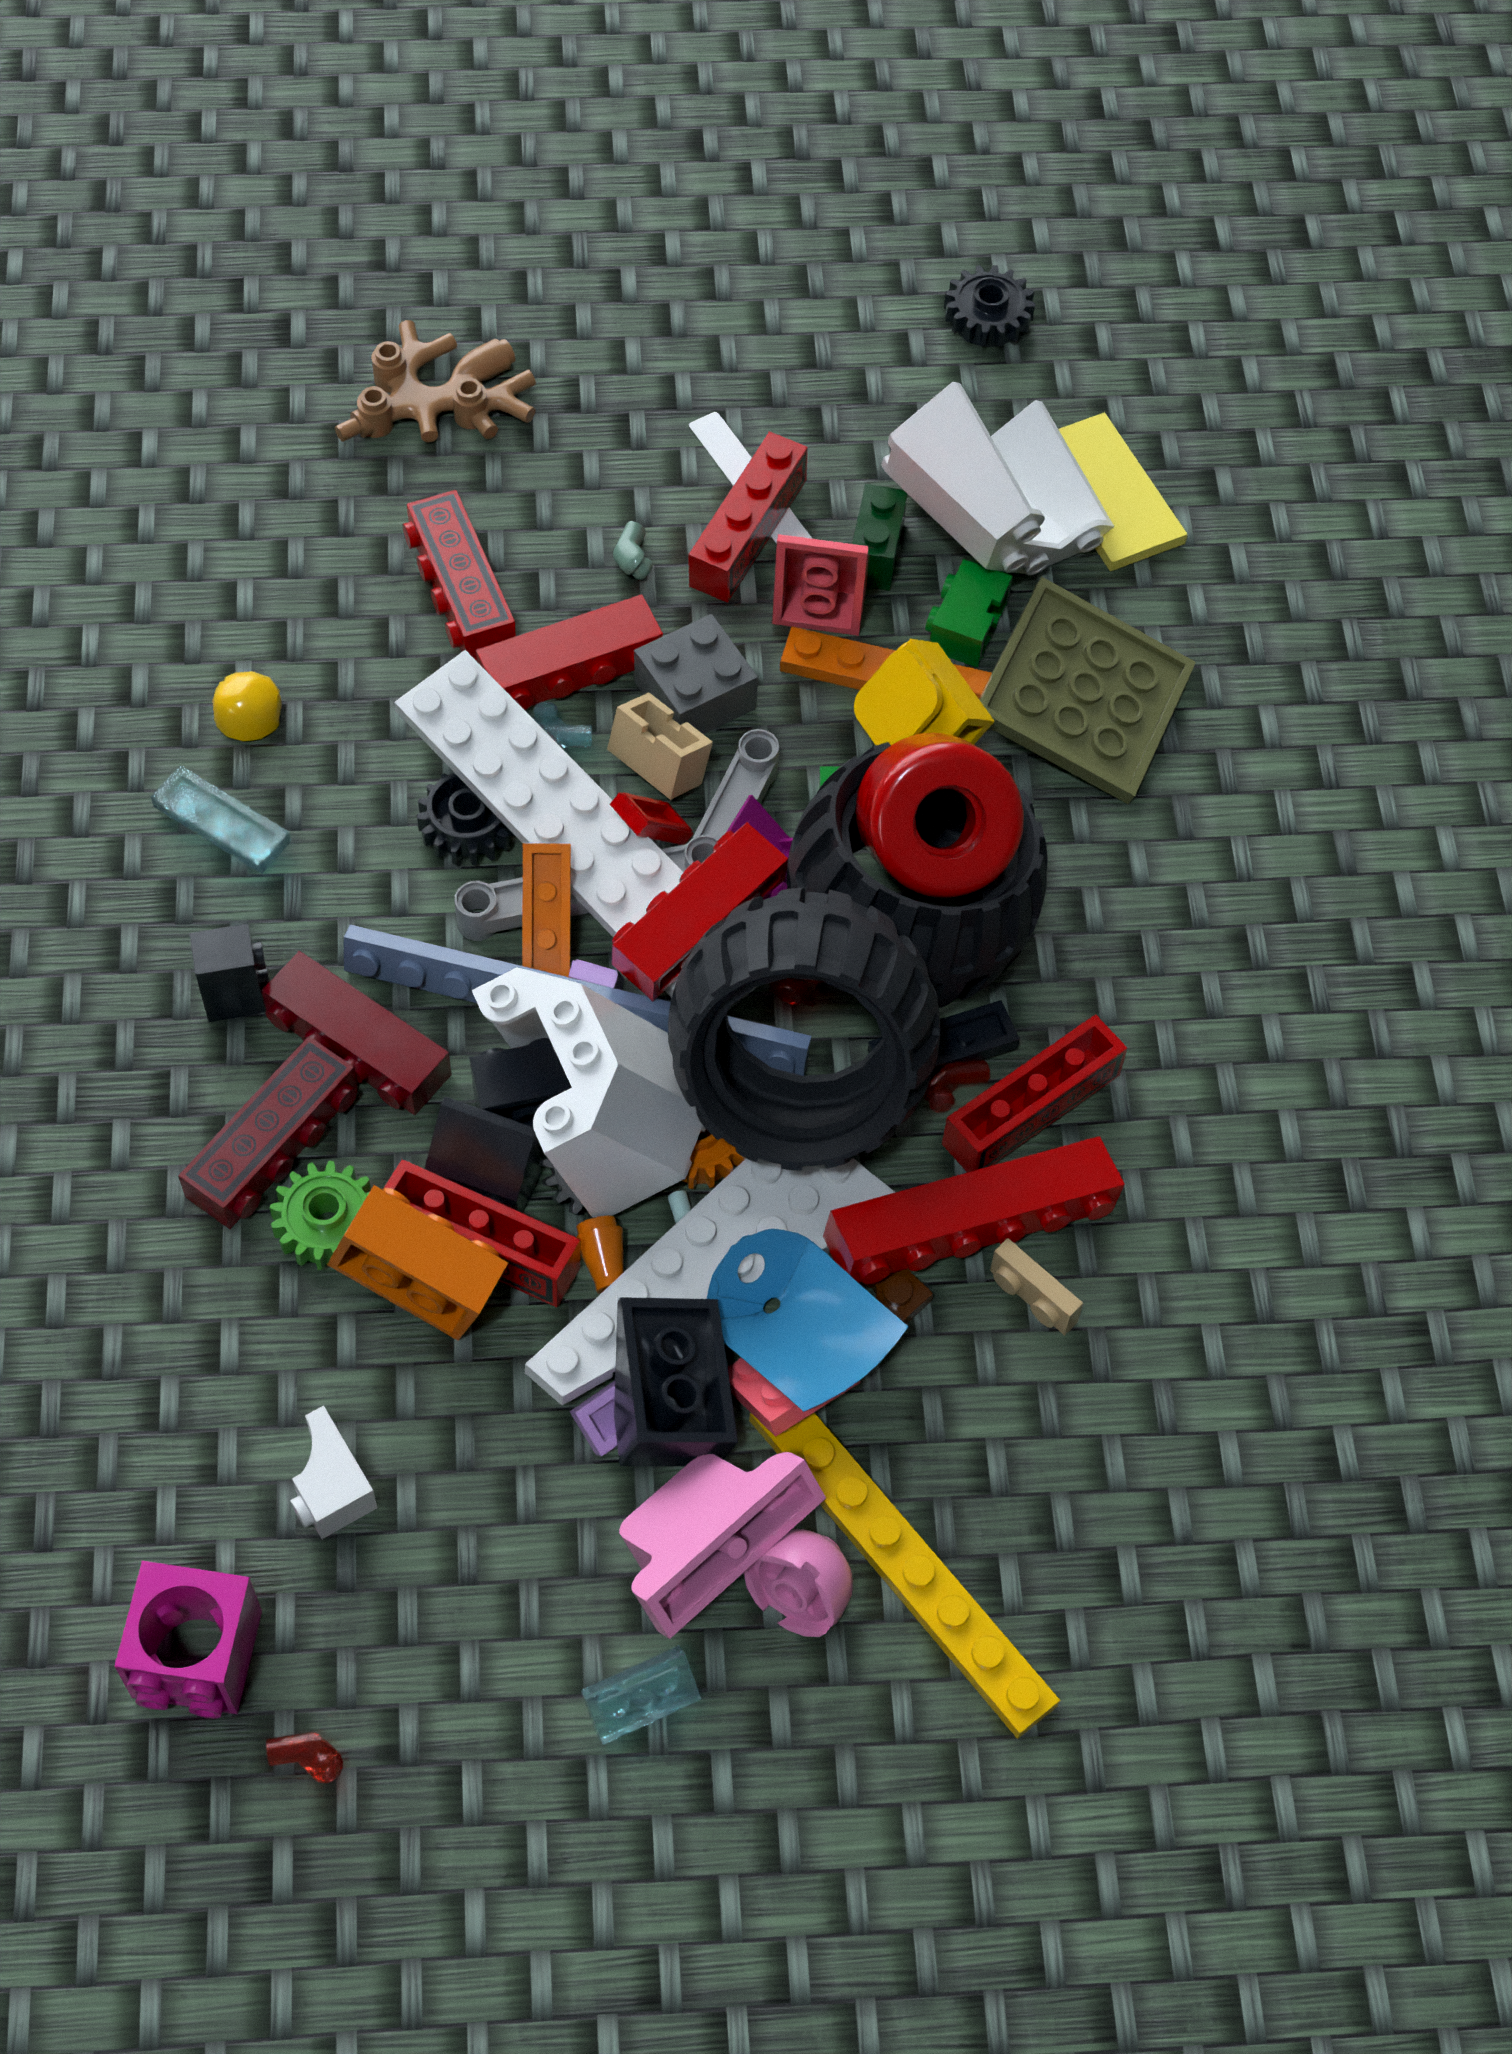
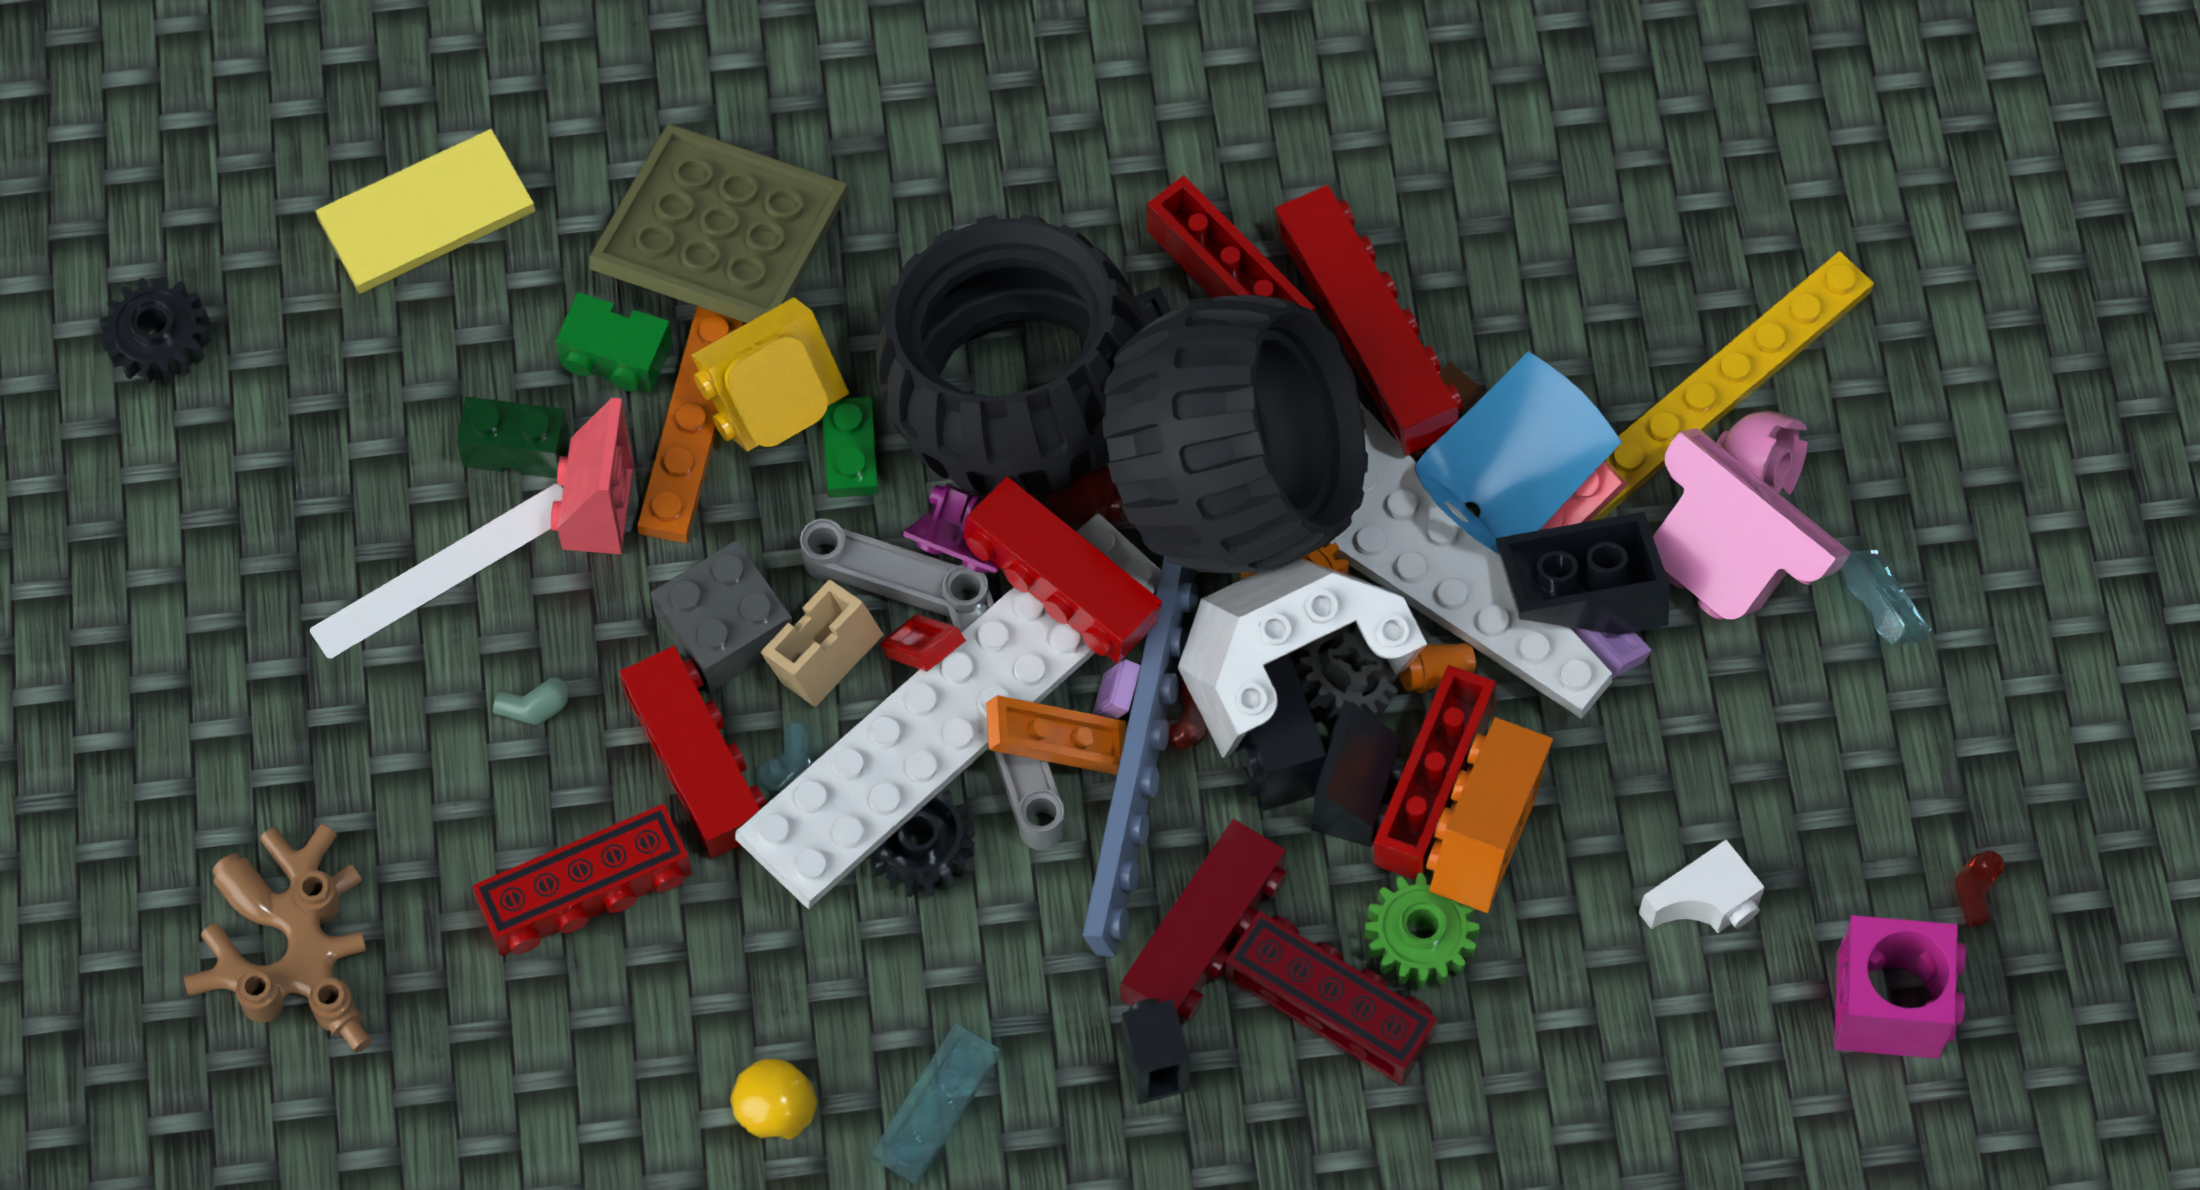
camera: 90 degrees left, 5 degrees up
(747, 517) = (489, 572): red brick -> none
(900, 782) = (996, 299): red piece -> none
(1002, 496) = (462, 299): white windscreen -> none
(1047, 1297) = (1446, 259): tan plate -> none

